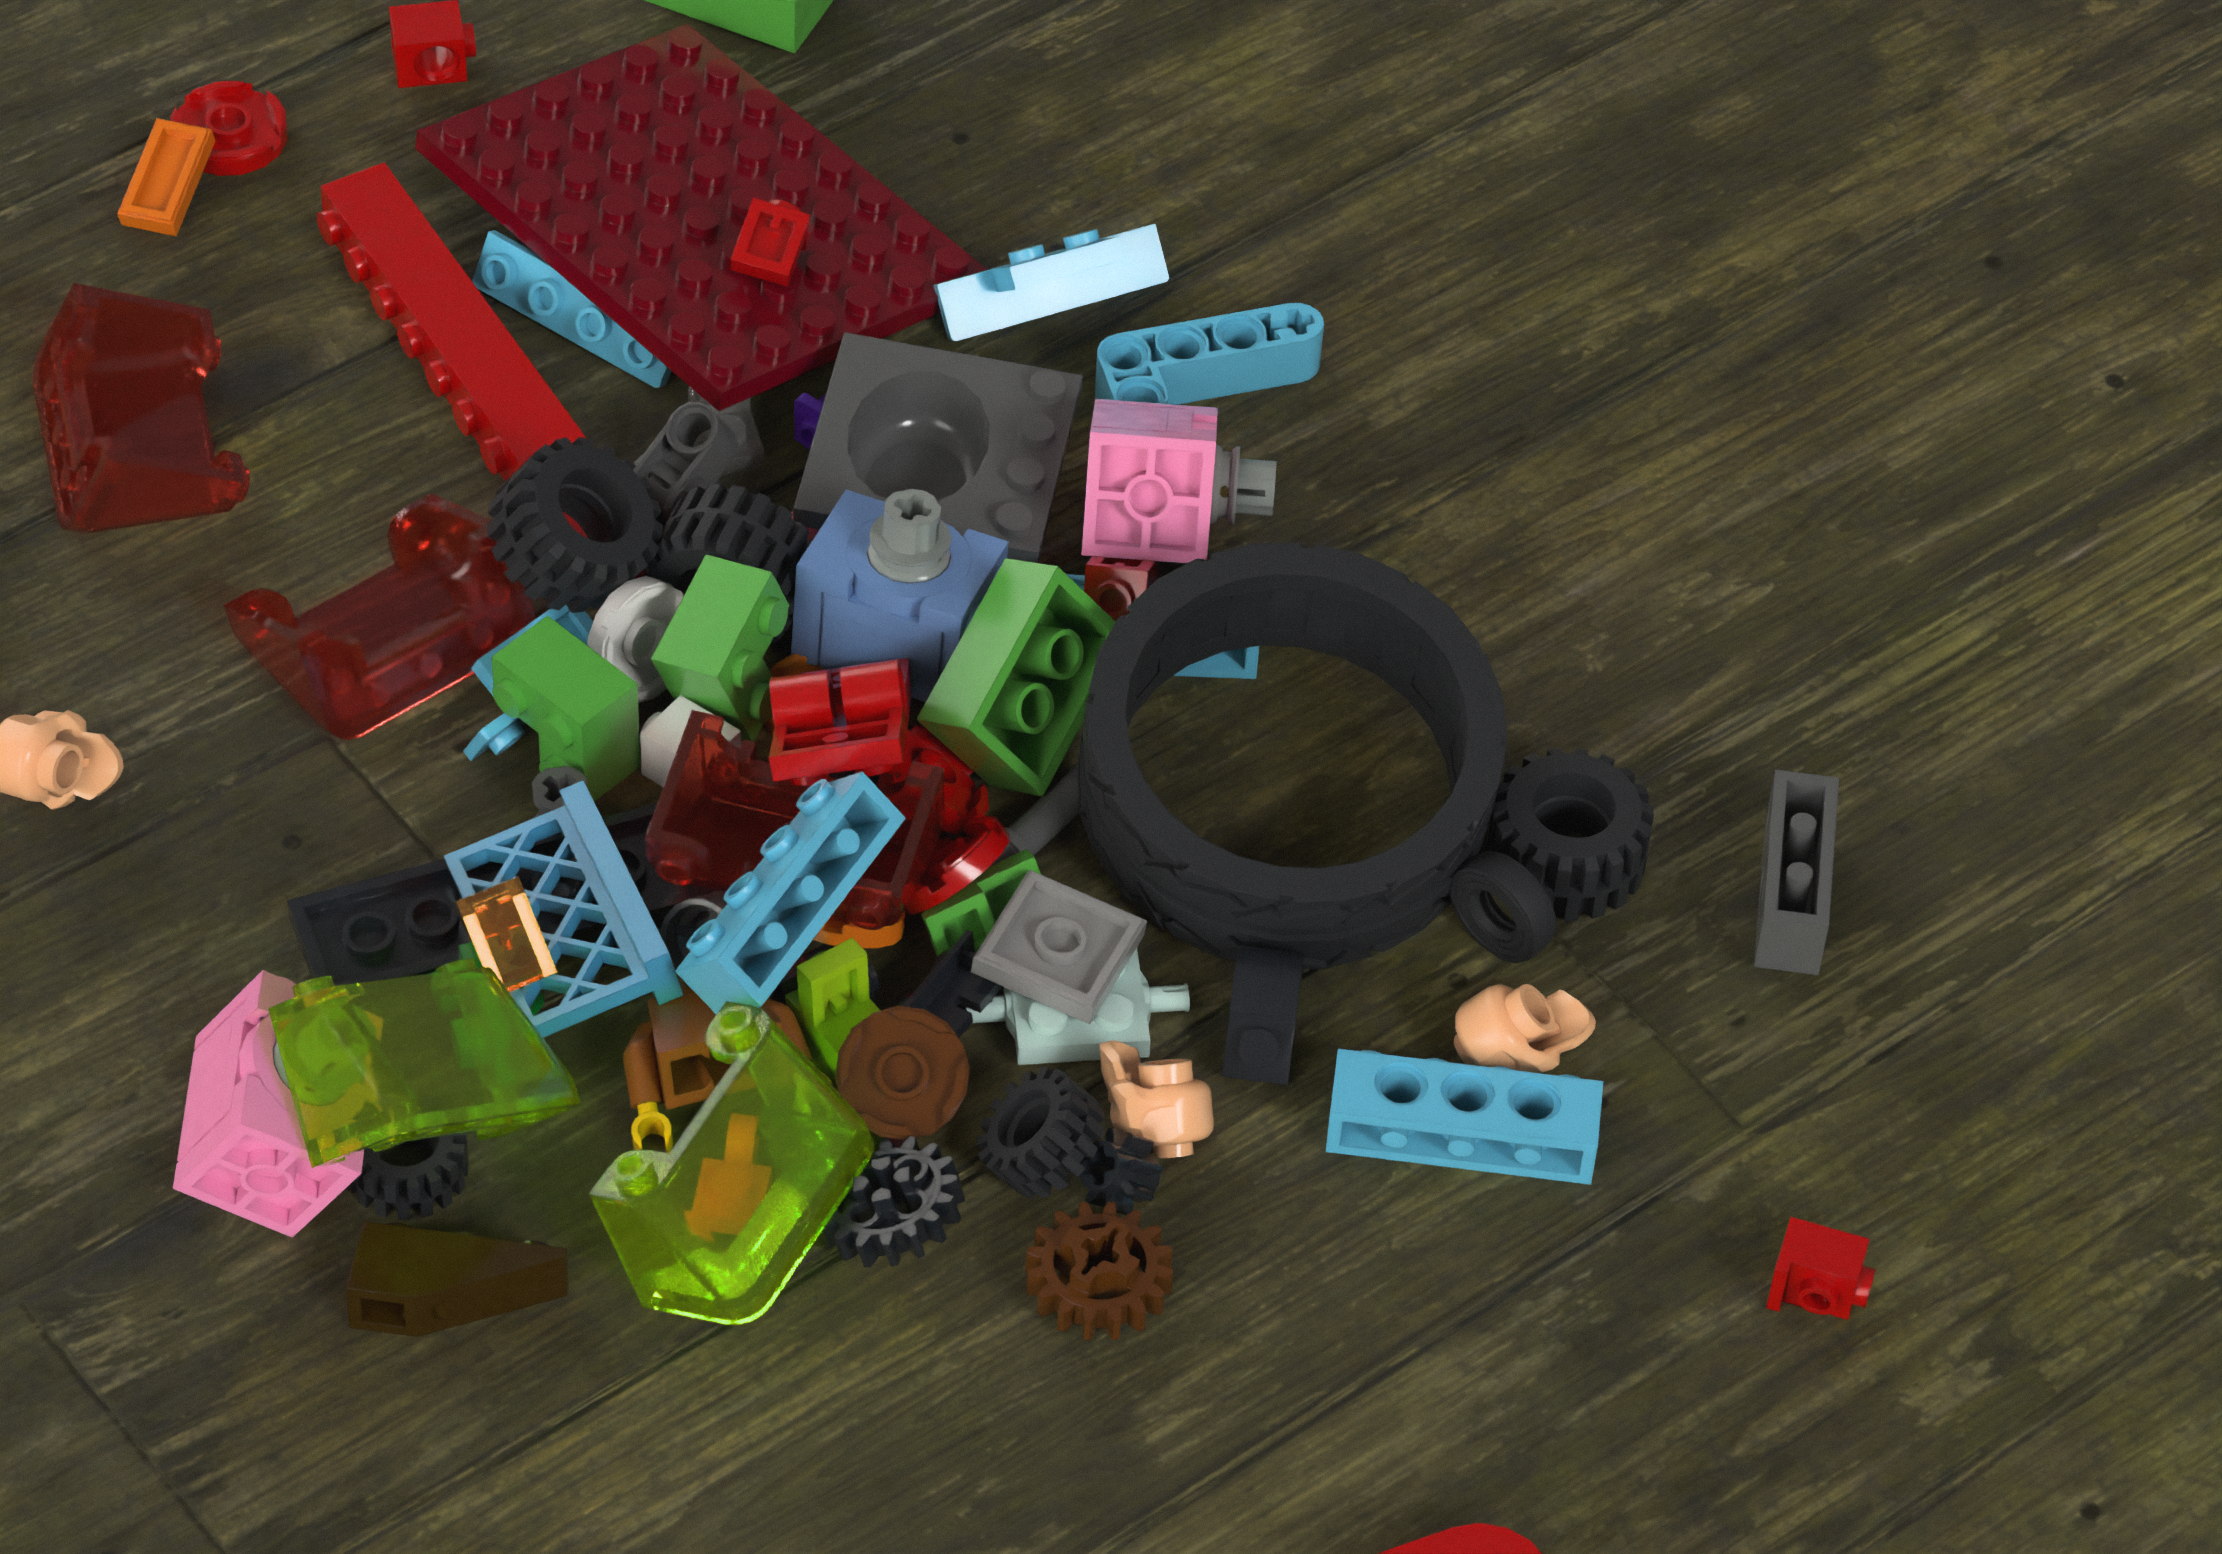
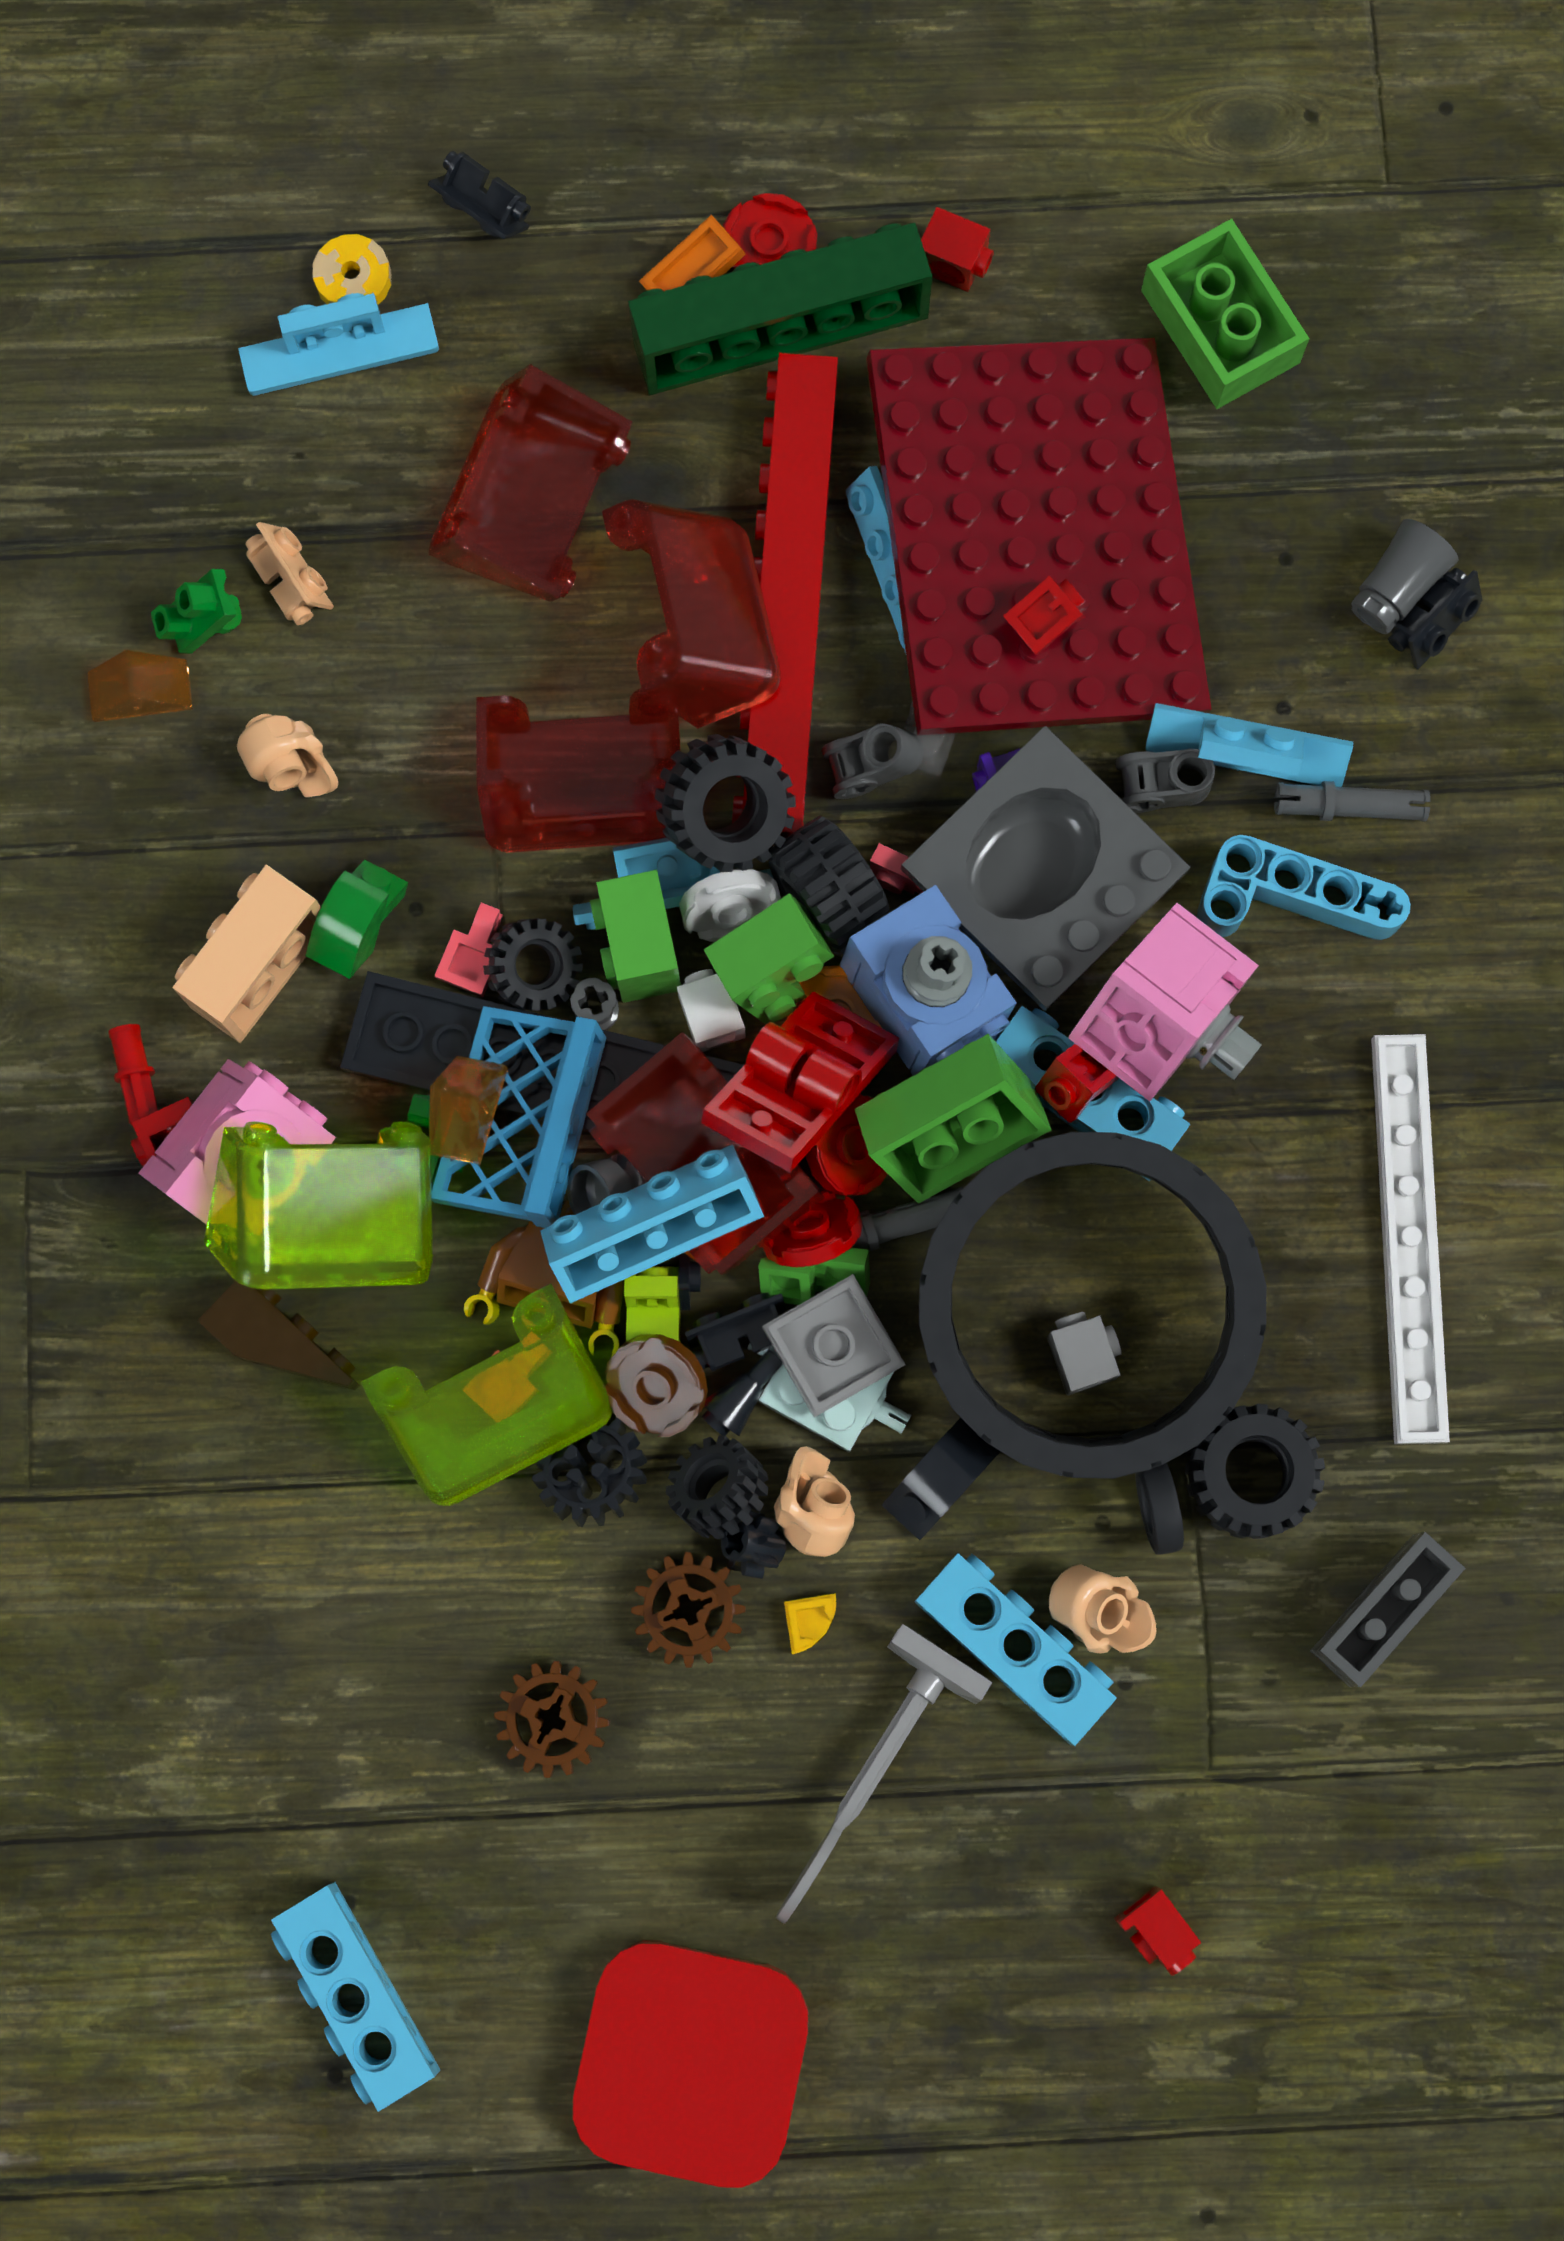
camera: 40 degrees right, 30 degrees up
(87, 1132) = (133, 1071): none -> red axle
(147, 936) = (249, 953): none -> light nougat brick
(155, 1160) = (156, 1127): none -> red bracket
(235, 860) = (352, 917): none -> green brick
(264, 167) = (781, 307): none -> dark green brick
(389, 836) = (464, 954): none -> coral plate
(442, 418) = (718, 632): none -> clear red windscreen
(471, 773) = (503, 964): none -> black tyre
(996, 1054) = (733, 1403): none -> black cone
(1002, 330) = (1160, 779): none -> dark grey piece
(1002, 1459) = (531, 1707): none -> reddish brown gear
(1087, 79) = (1403, 575): none -> dark grey plant
(1145, 103) = (1451, 602): none -> black hinge
(1170, 286) = (1351, 802): none -> dark grey pin
(1230, 1221) = (809, 1620): none -> yellow tile
(1315, 829) = (1084, 1352): none -> light grey brick
(1403, 1179) = (934, 1672): none -> light grey piece
(1552, 591) = (1410, 1240): none -> white tile

